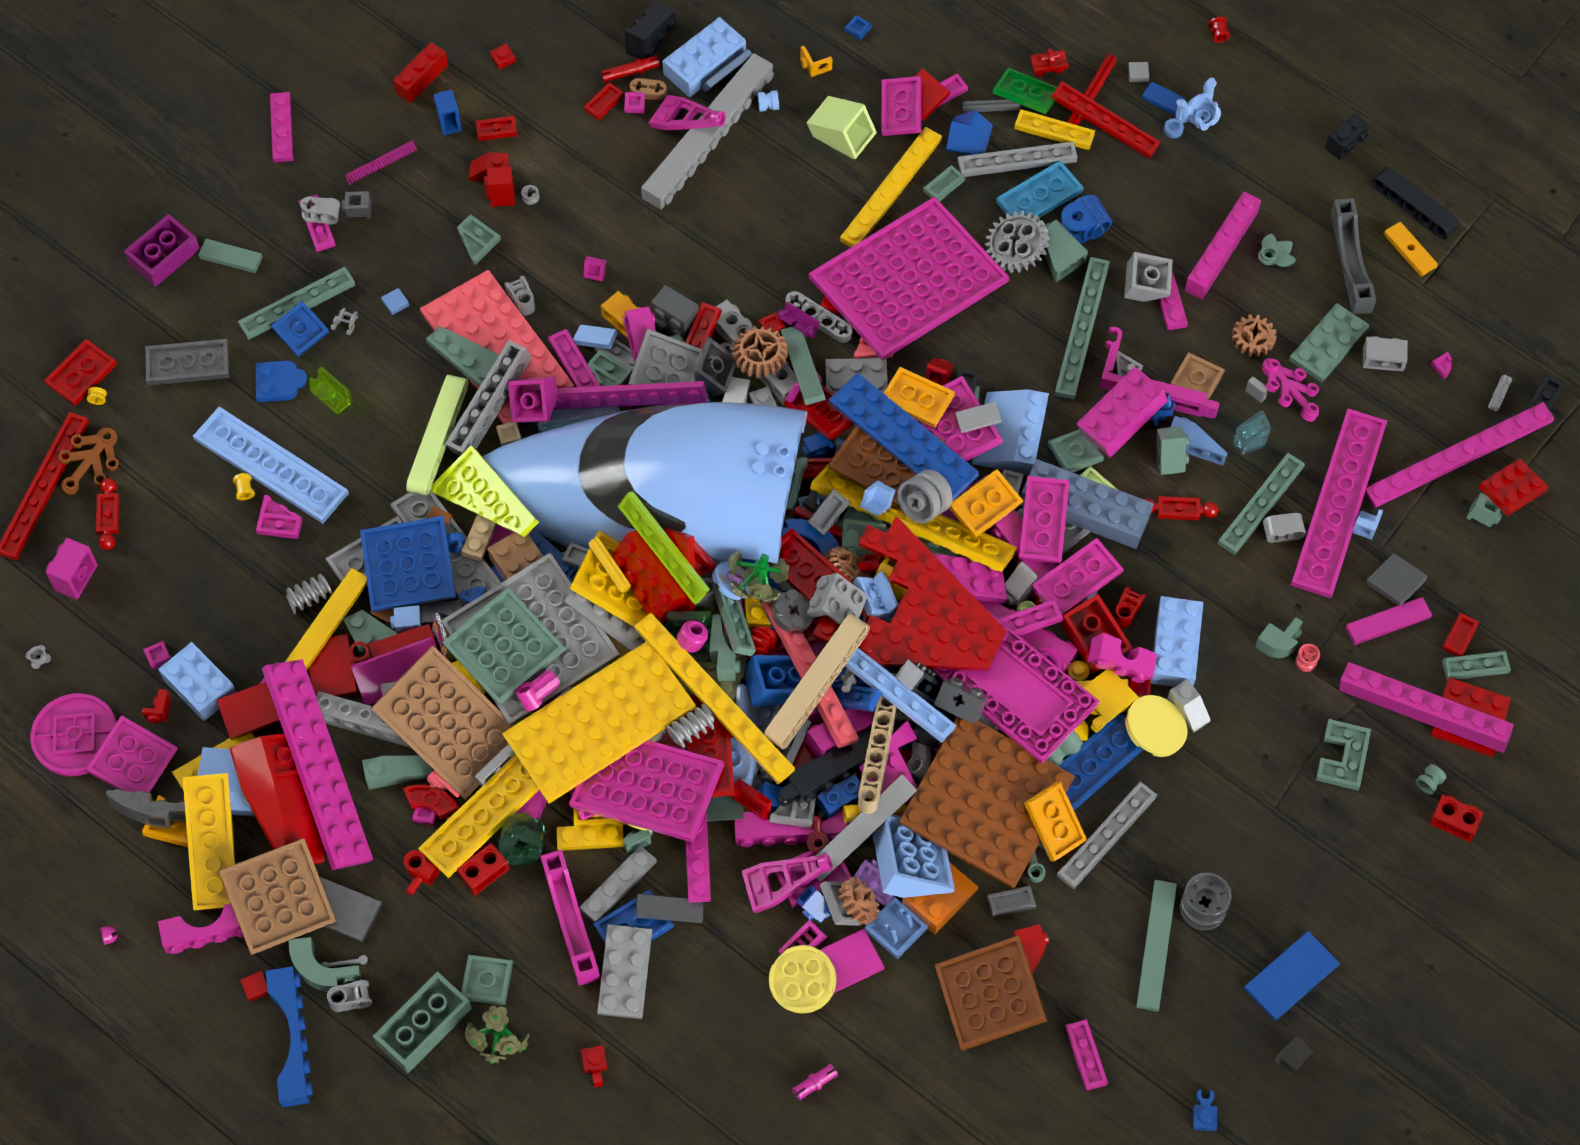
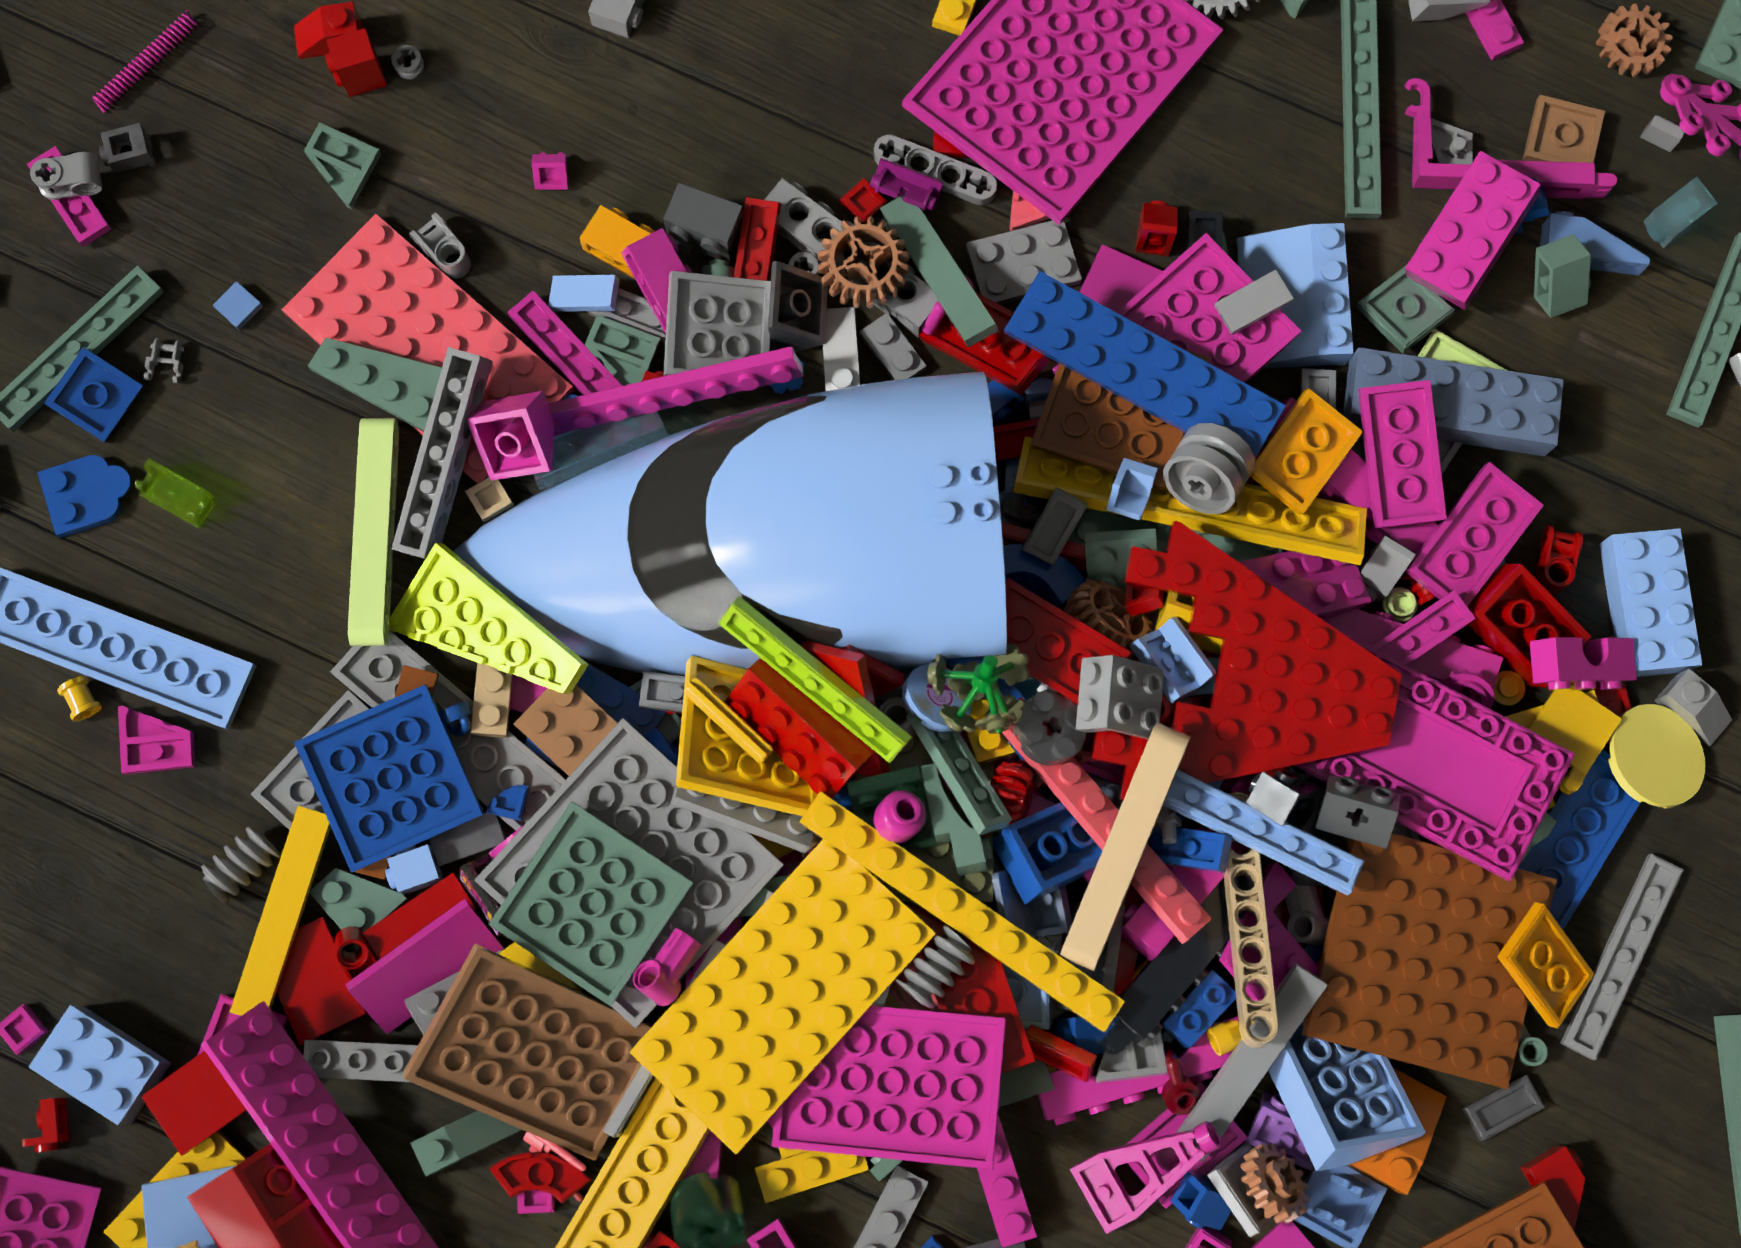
camera: 15 degrees left, 15 degrees up
(919, 396) = (1147, 288): light orange plate -> none
(1183, 508) = (1598, 367): red plate -> none

